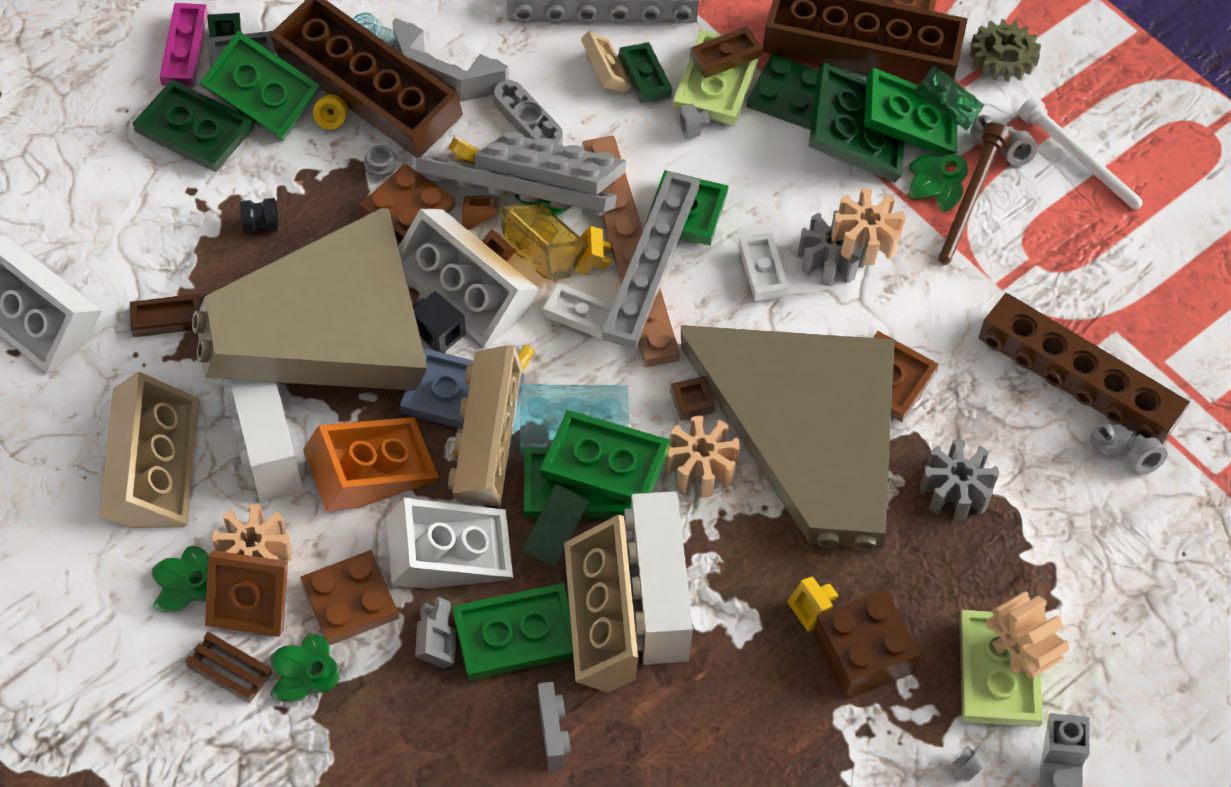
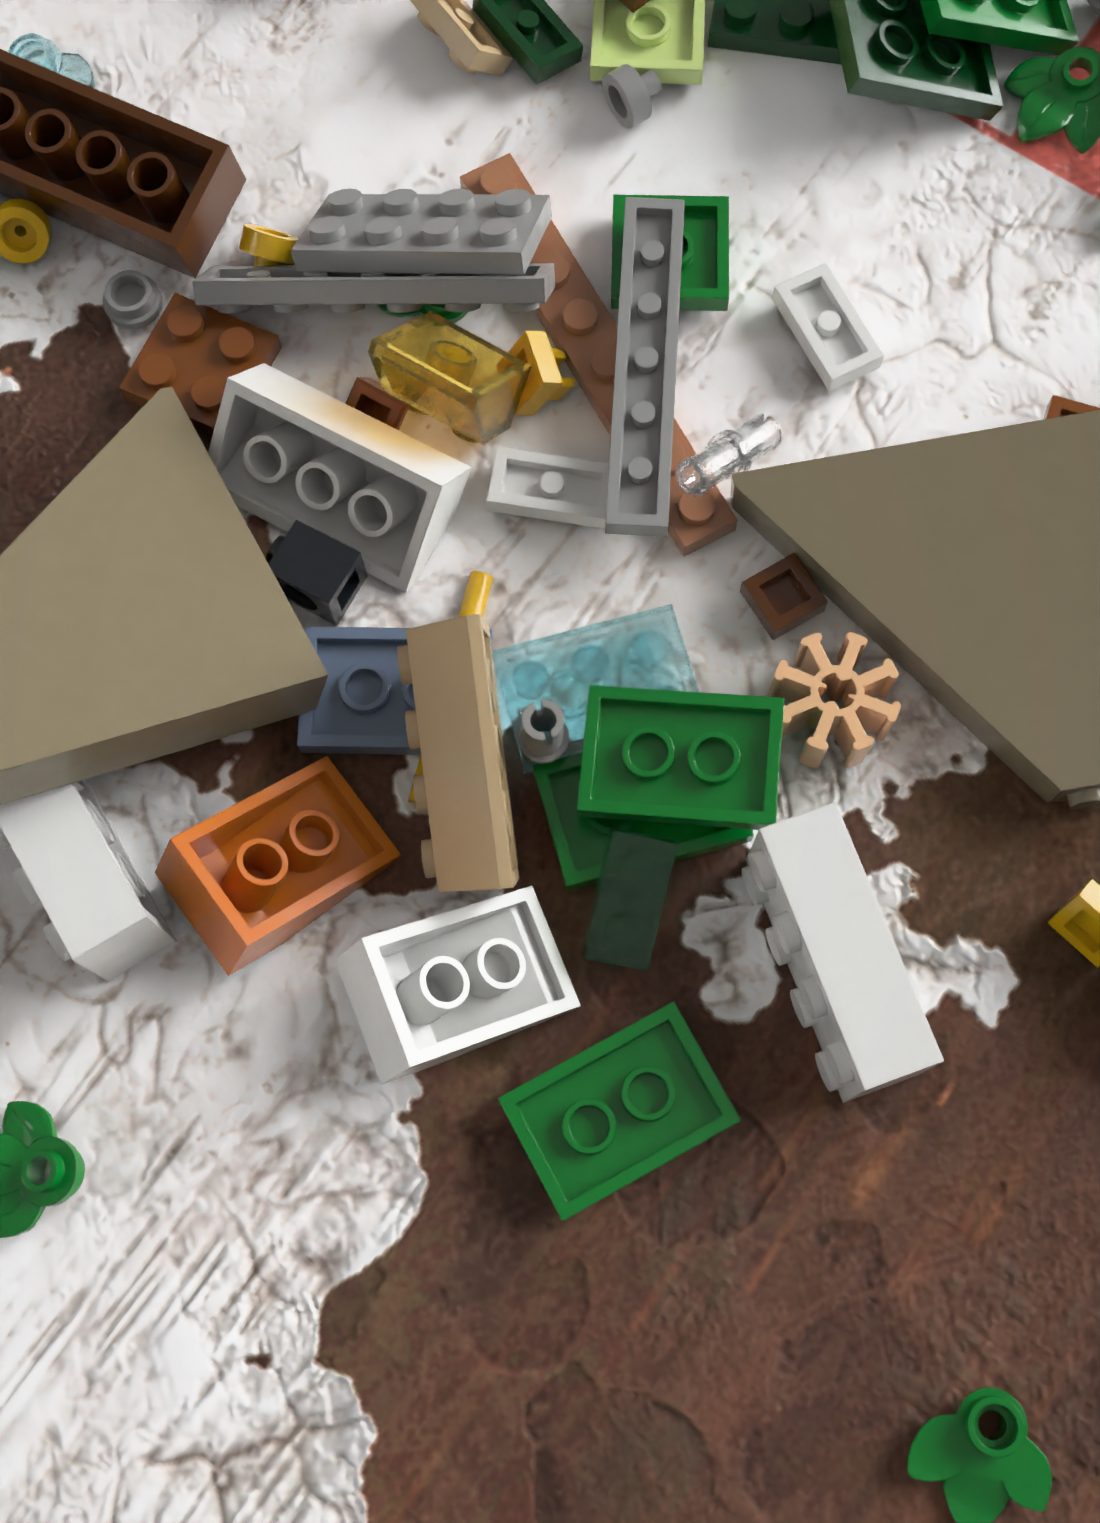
camera: 10 degrees left, 15 degrees up
(203, 651) = (90, 1297): reddish brown tile -> none
(246, 593) = (134, 1181): dark orange plate -> none
(267, 536) = (106, 1102): light nougat gear -> none
(298, 669) = (265, 1278): green plate -> none
(349, 597) = (314, 1122): dark orange plate -> none
(434, 637) = (484, 1163): light grey plate -> none
(471, 84) = (261, 105): light grey slope -> none
(478, 209) = (322, 345): dark orange slope -> none
(525, 104) = (345, 134): light grey beam -> none
(534, 430) = (533, 742): none -> light grey pin
(555, 741) = (747, 1301): light grey plate -> none
(601, 607) = (760, 1036): tan slope -> none
(684, 315) = (727, 454): none -> clear pin
(820, 251) = (932, 263): light grey gear -> none
(868, 226) = (995, 214): light nougat gear -> none

